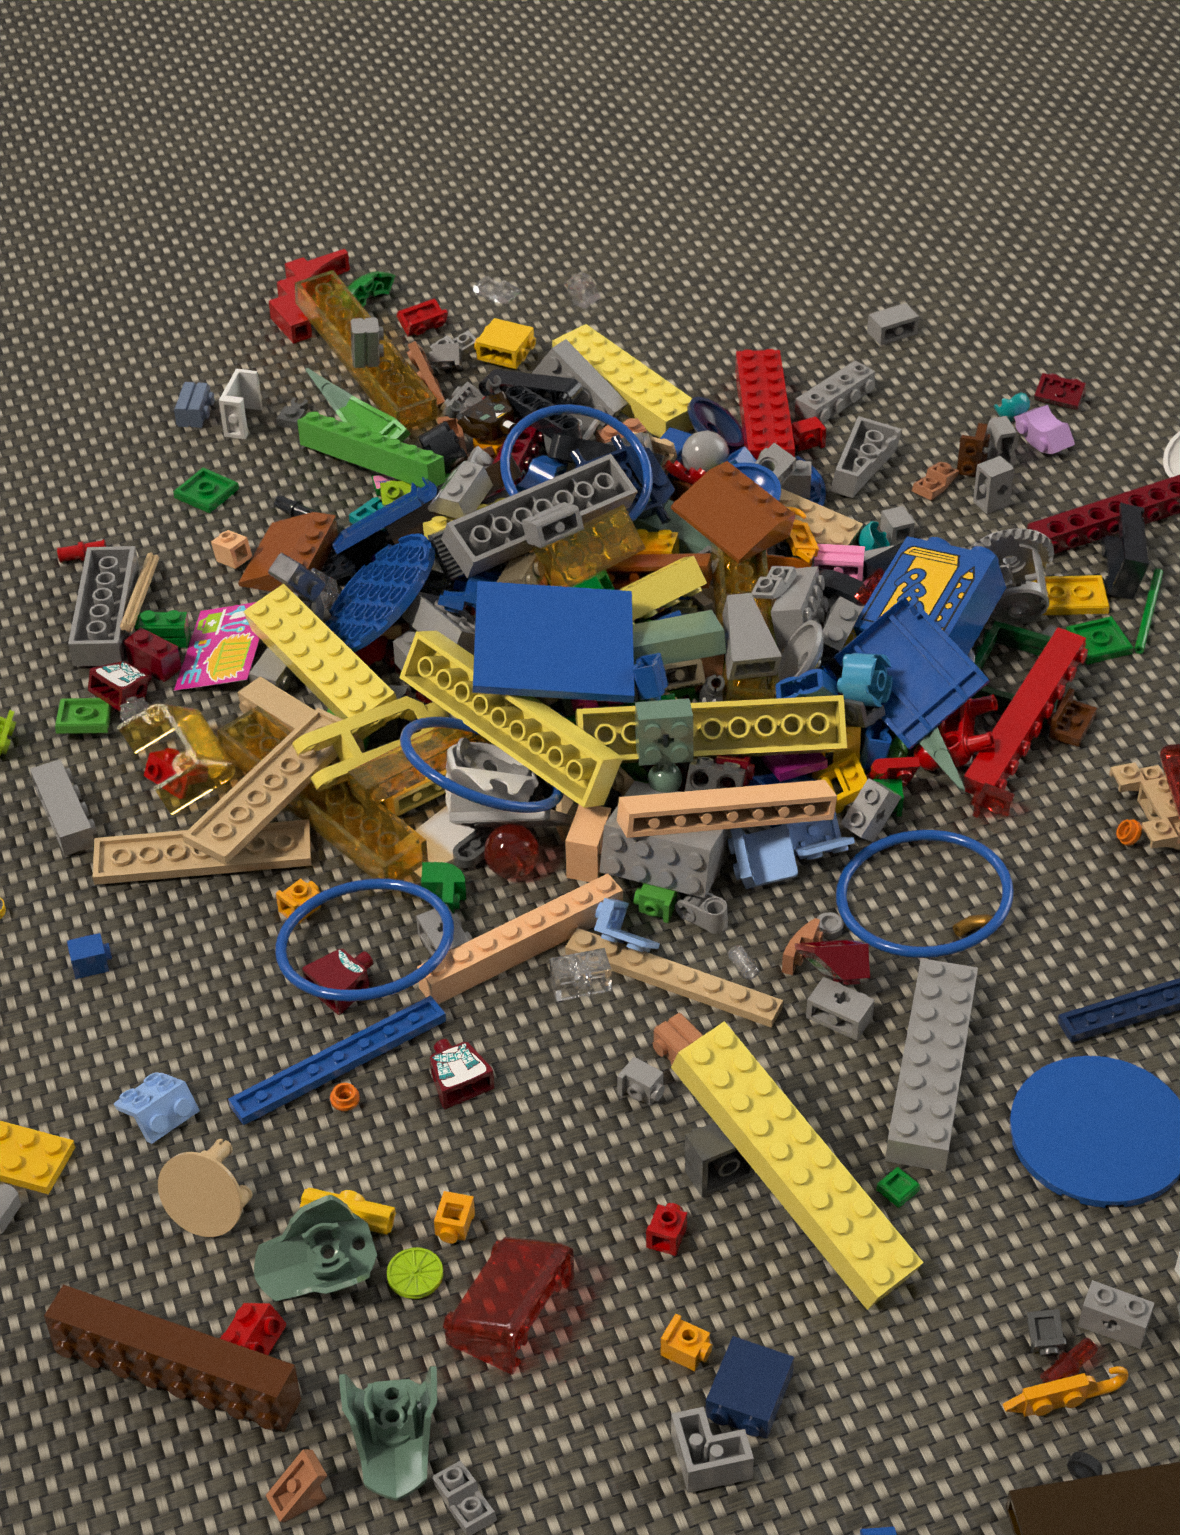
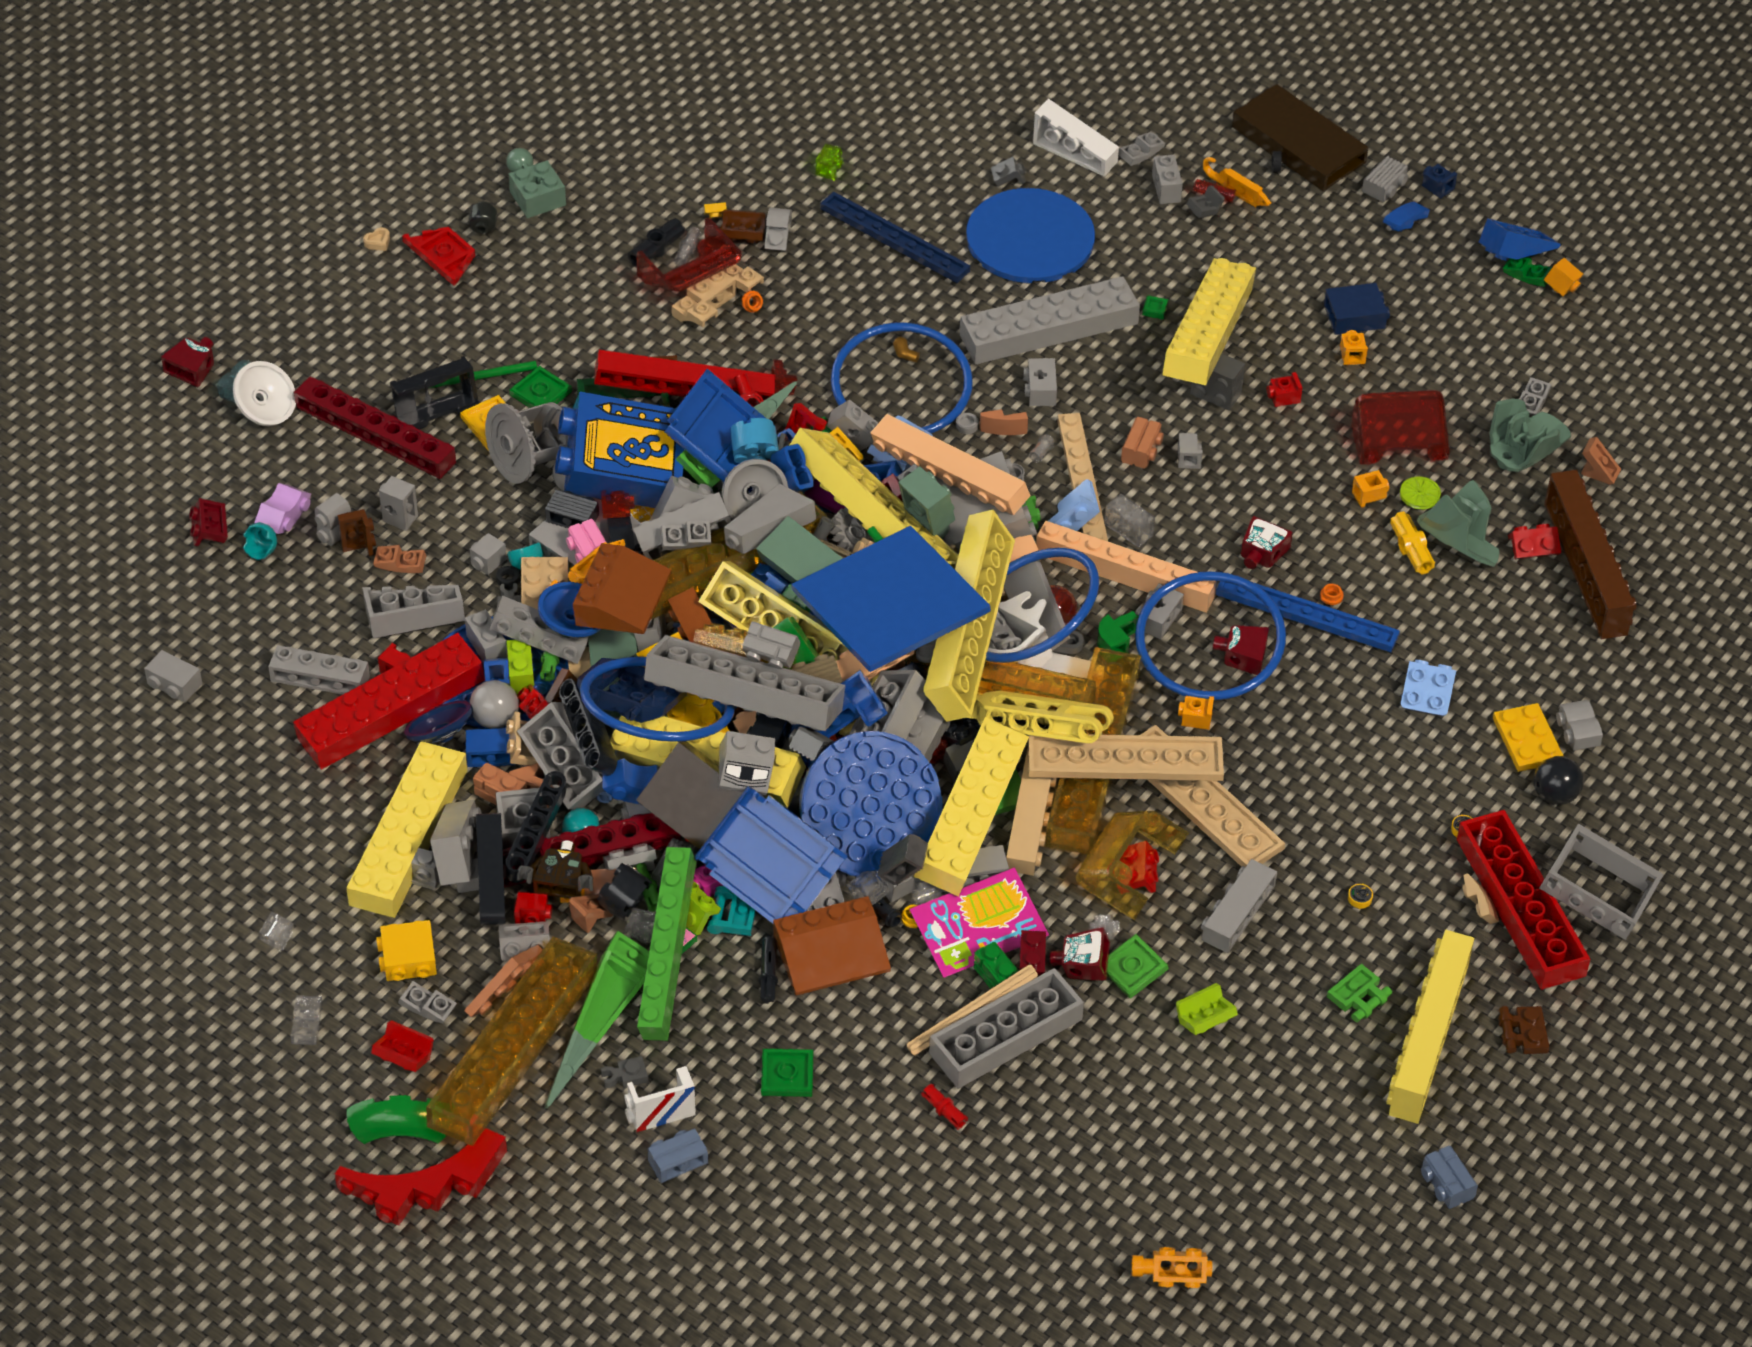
camera: 125 degrees left, 5 degrees up
(89, 955) = (1351, 800): blue brick -> none
(202, 1191) = (1470, 592): tan piece -> none
(231, 549) = (861, 988): light nougat brick -> none
(365, 342) = (542, 995): light grey brick -> none
(446, 355) = (459, 986): light grey brick -> none
(650, 677) = (874, 531): blue brick -> none
(709, 1459) = (1415, 301): light grey brick -> none
(841, 959) = (1011, 383): dark red slope -> none

